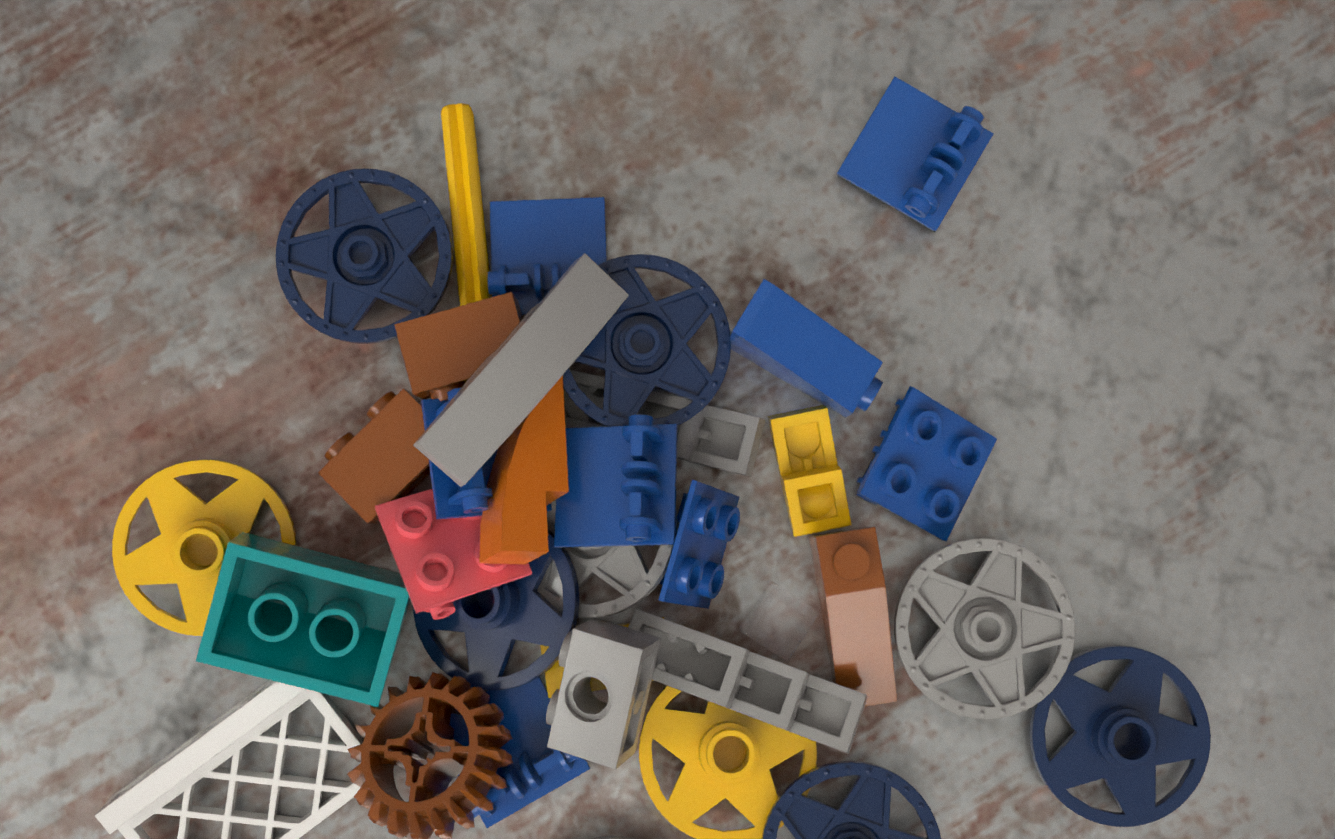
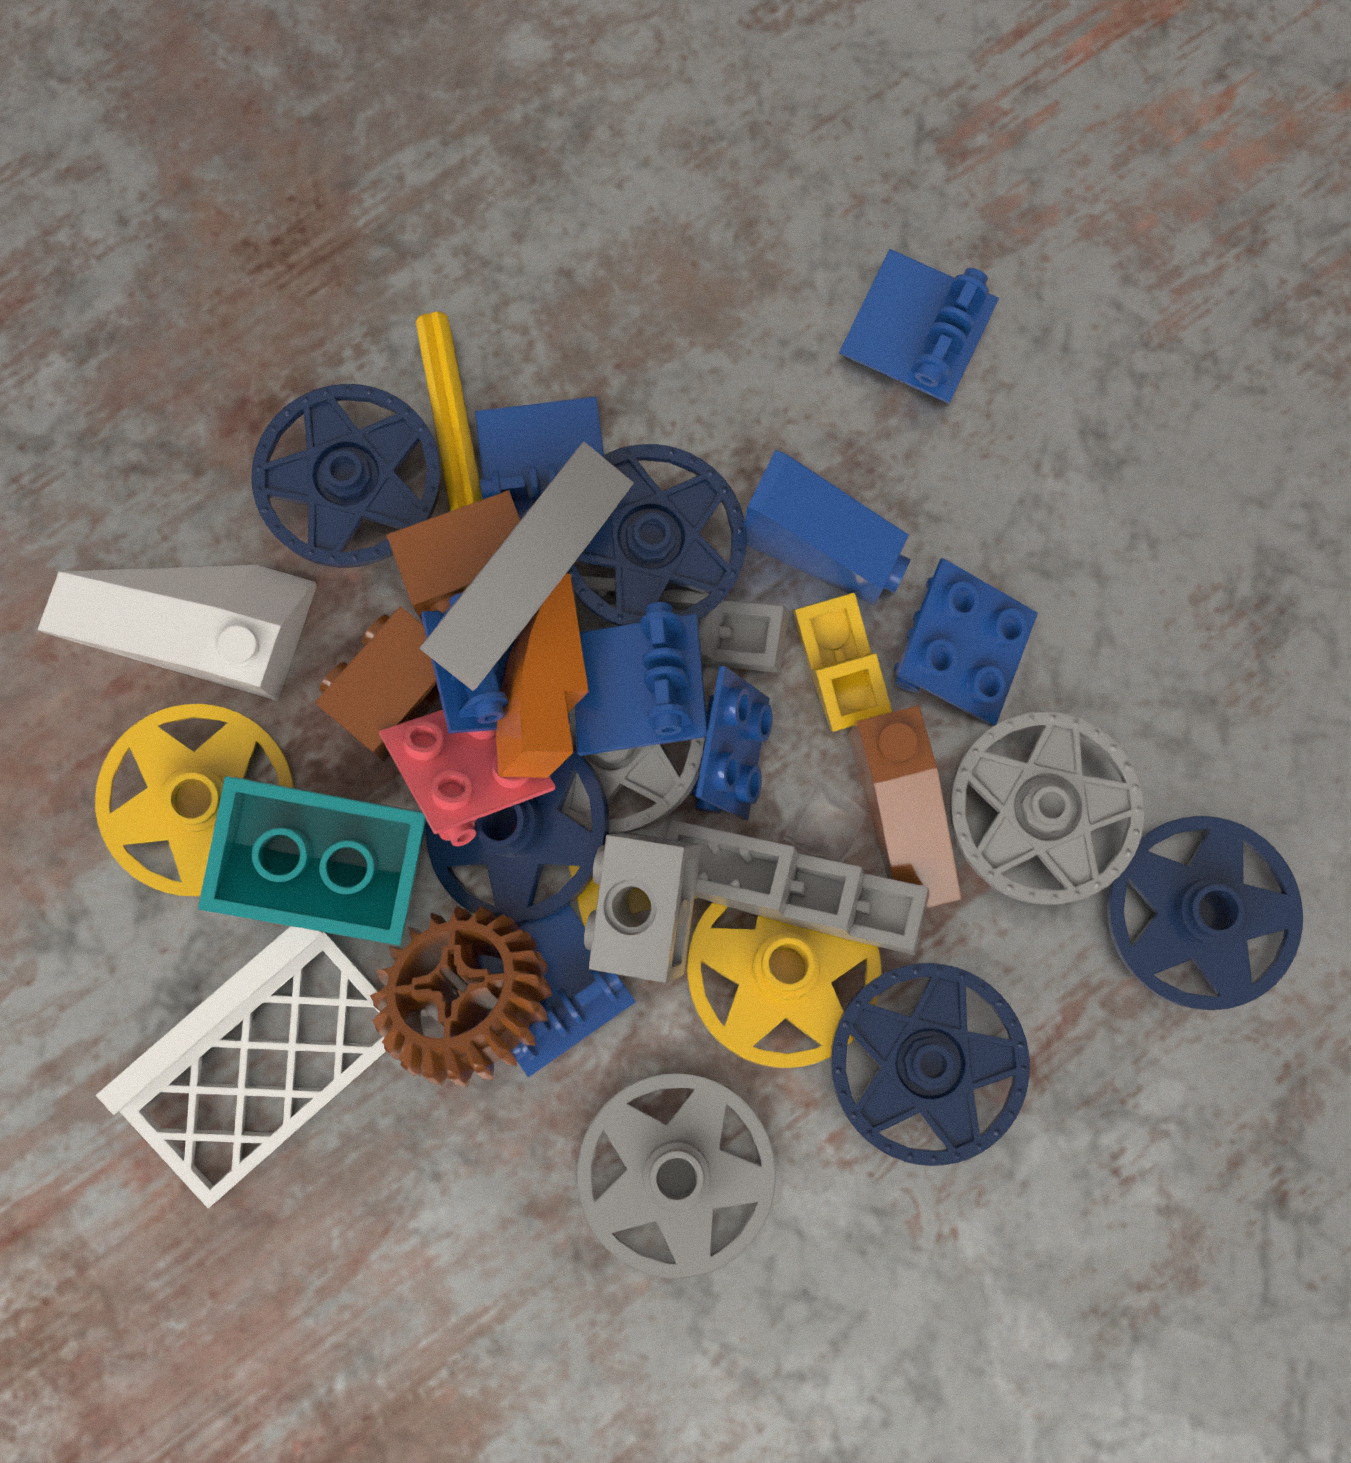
camera: 10 degrees left, 5 degrees down
(220, 379) = (200, 621): none -> white wedge

